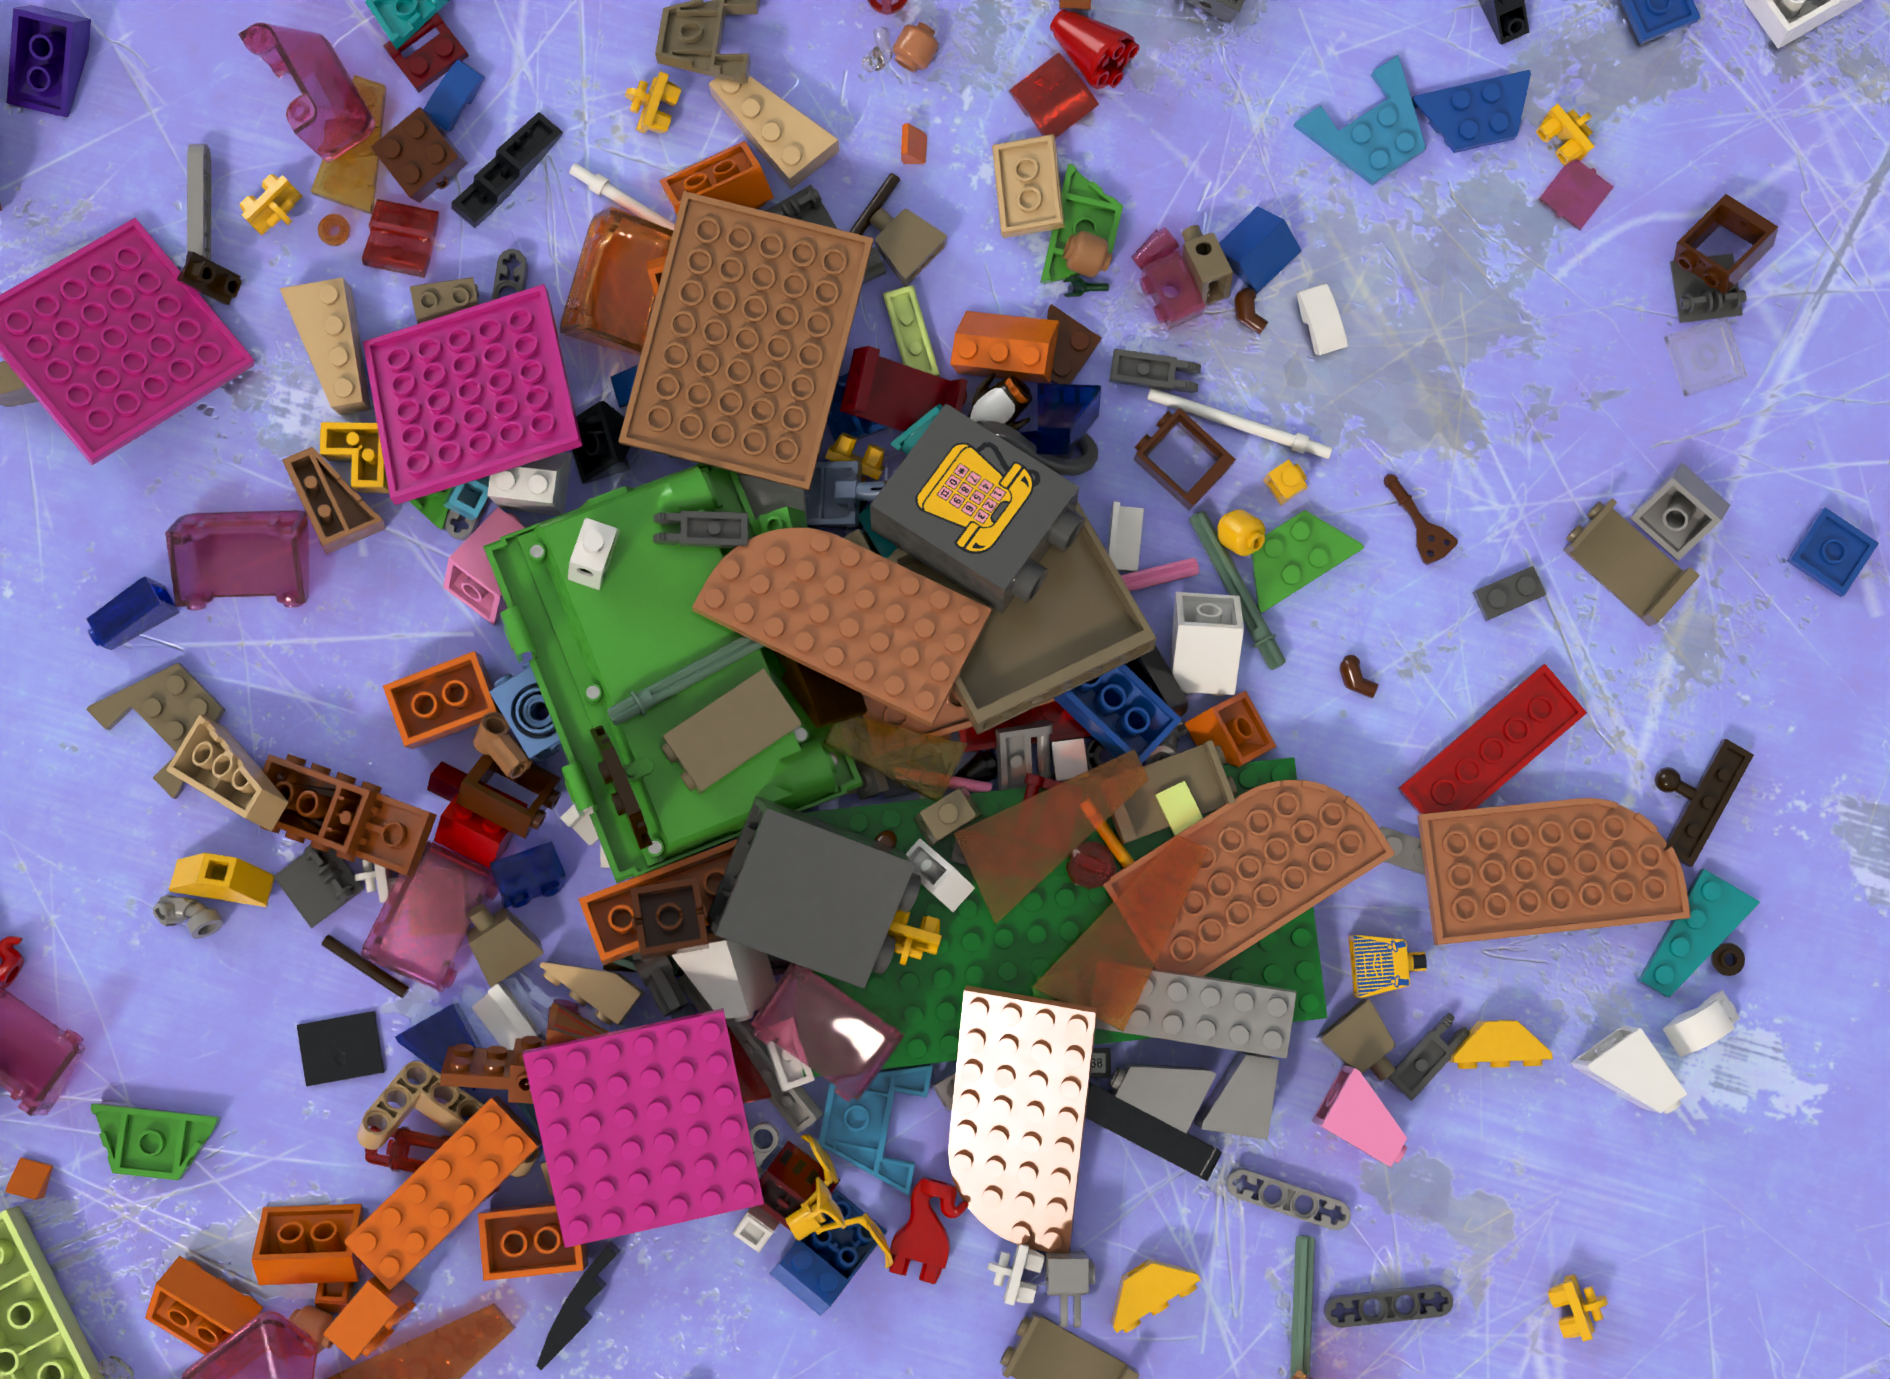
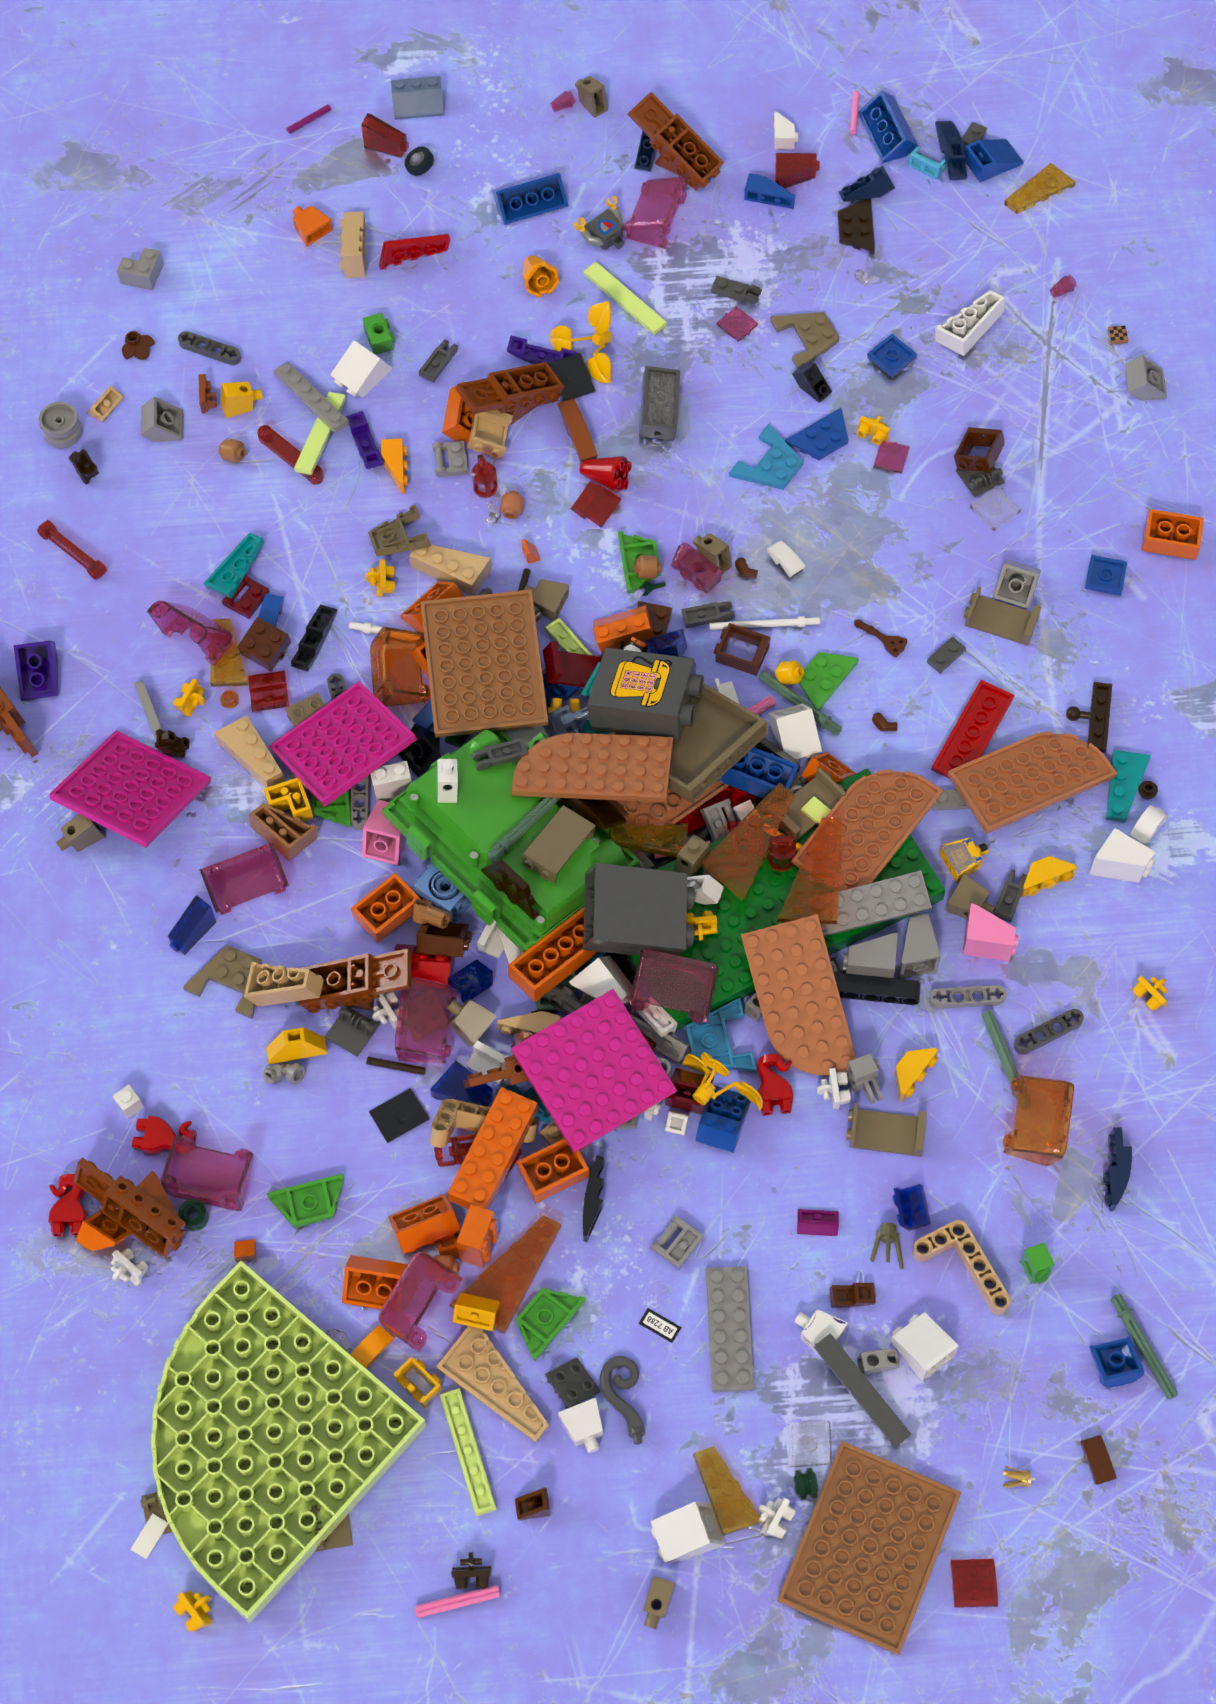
camera: 15 degrees left, 20 degrees down
(468, 498) = (360, 796): medium azure slope -> none
(669, 918) = (564, 950): reddish brown brick -> none
(1028, 186) = (601, 549): tan tile -> none
(1259, 248) = (739, 535): blue slope -> none
(1286, 481) = (803, 637): yellow brick -> none

